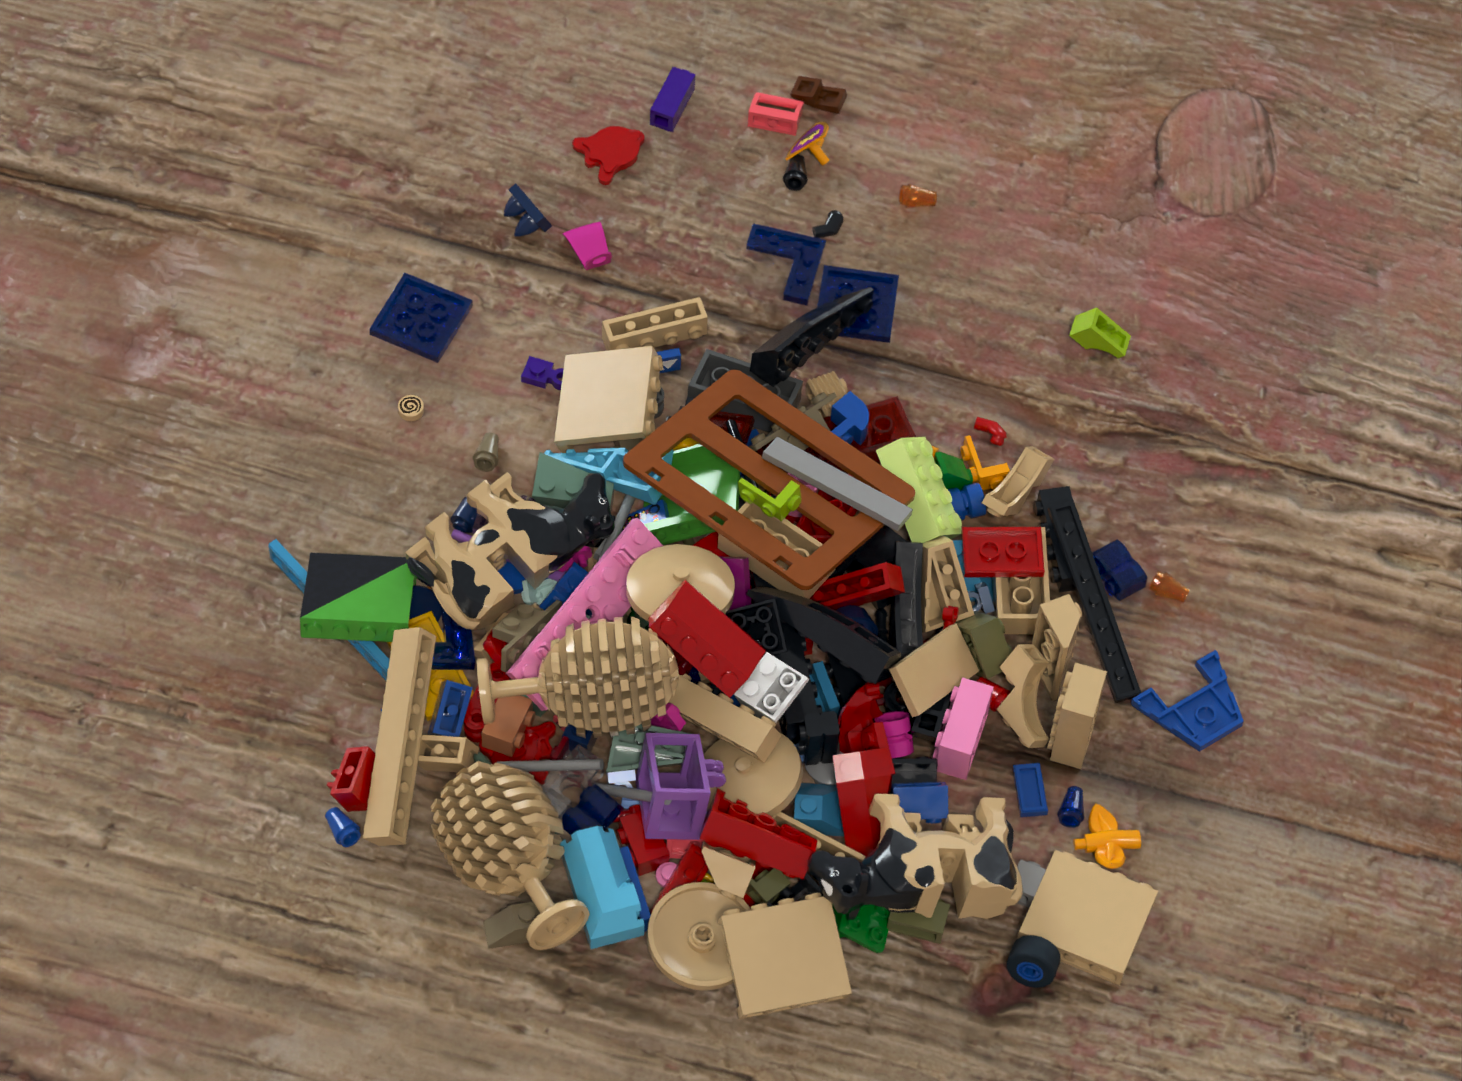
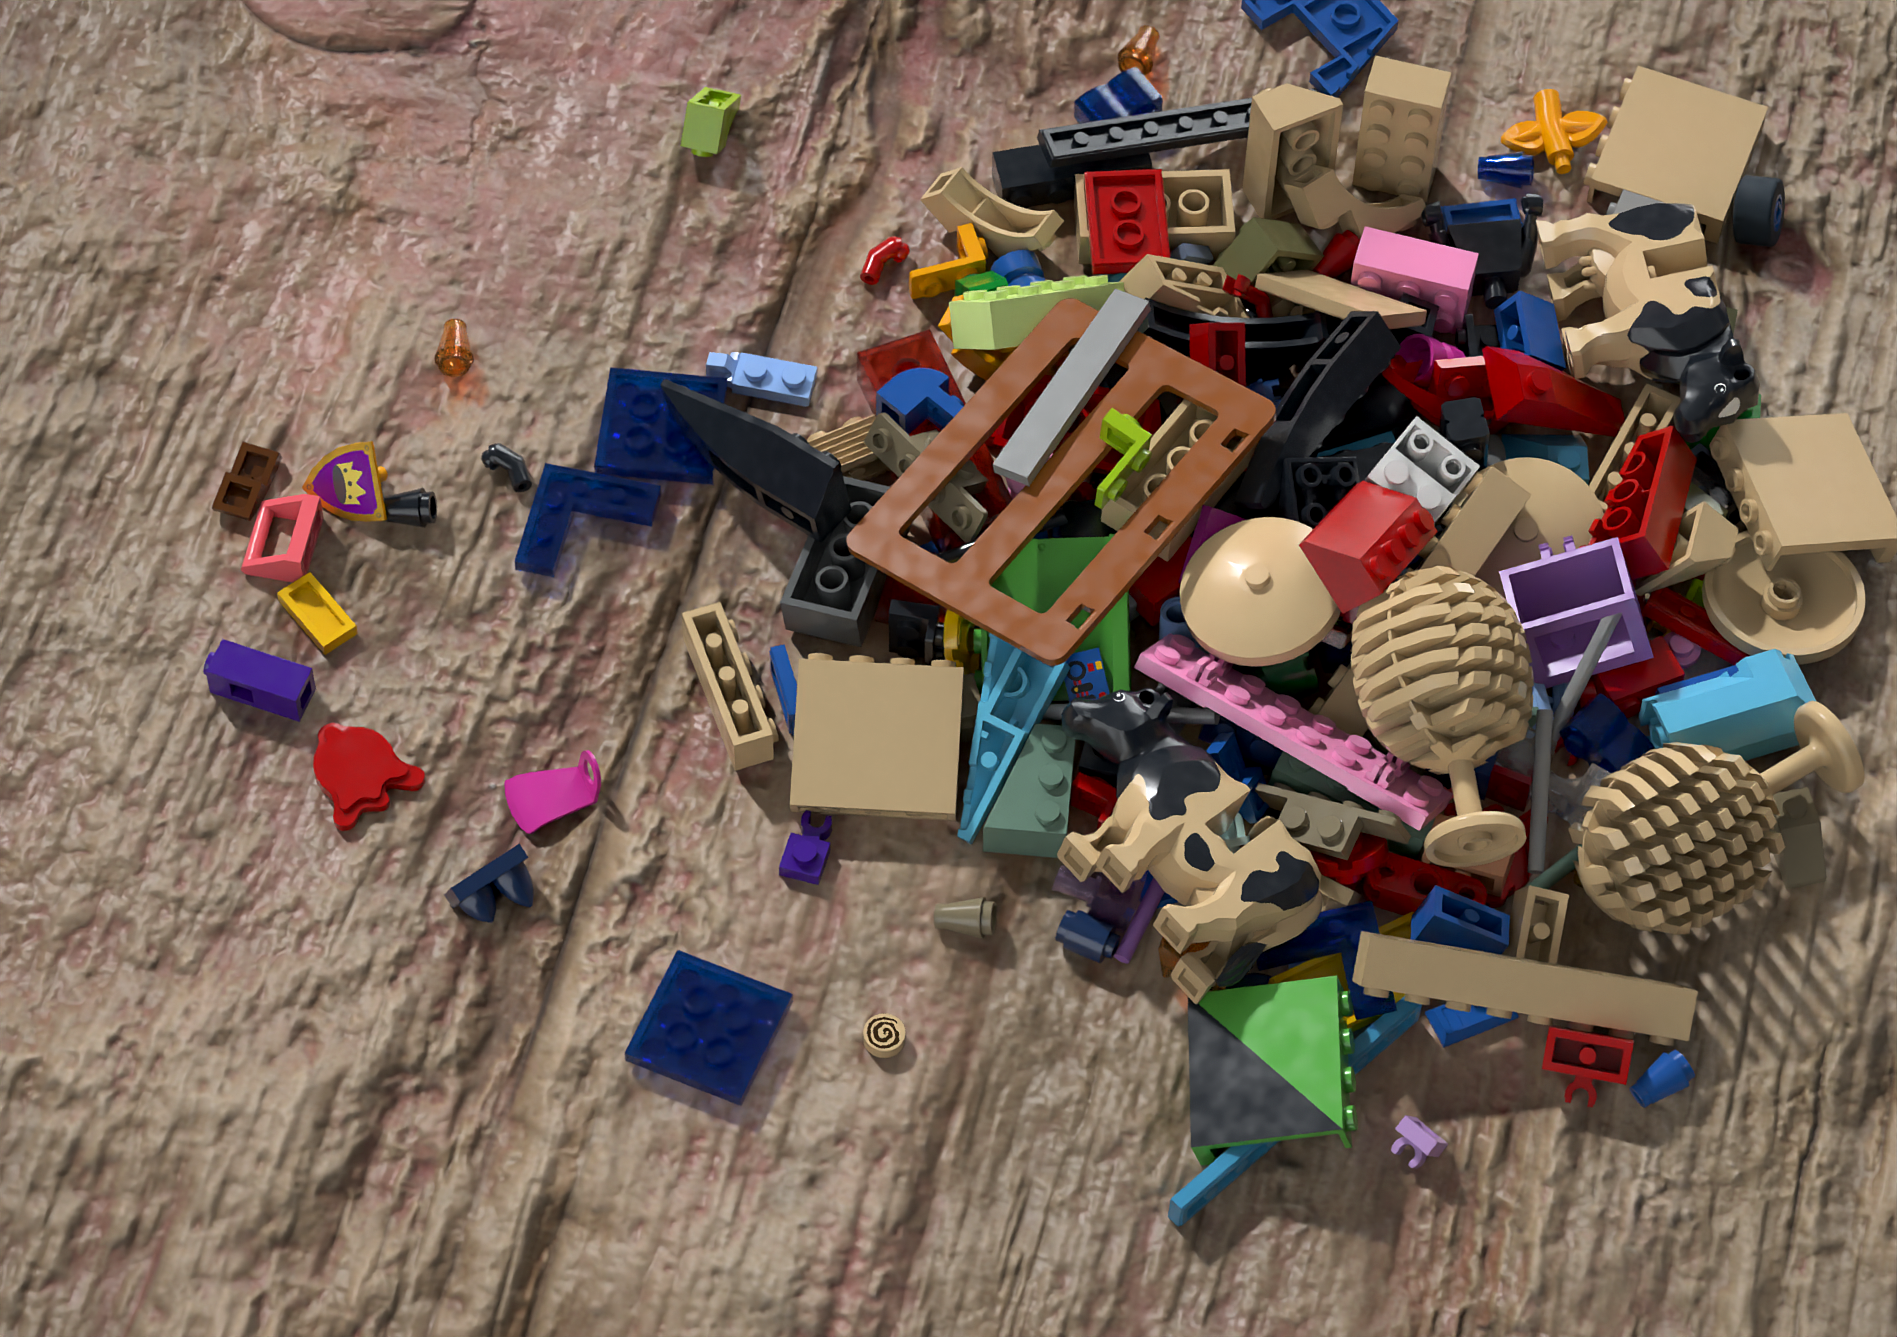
camera: 90 degrees left, 0 degrees up
(312, 684) = (1420, 1138): none -> lavender tile
(723, 130) = (317, 613): none -> yellow tile
(896, 362) = (764, 377): none -> light blue hinge
(995, 778) = (1503, 247): none -> black torso

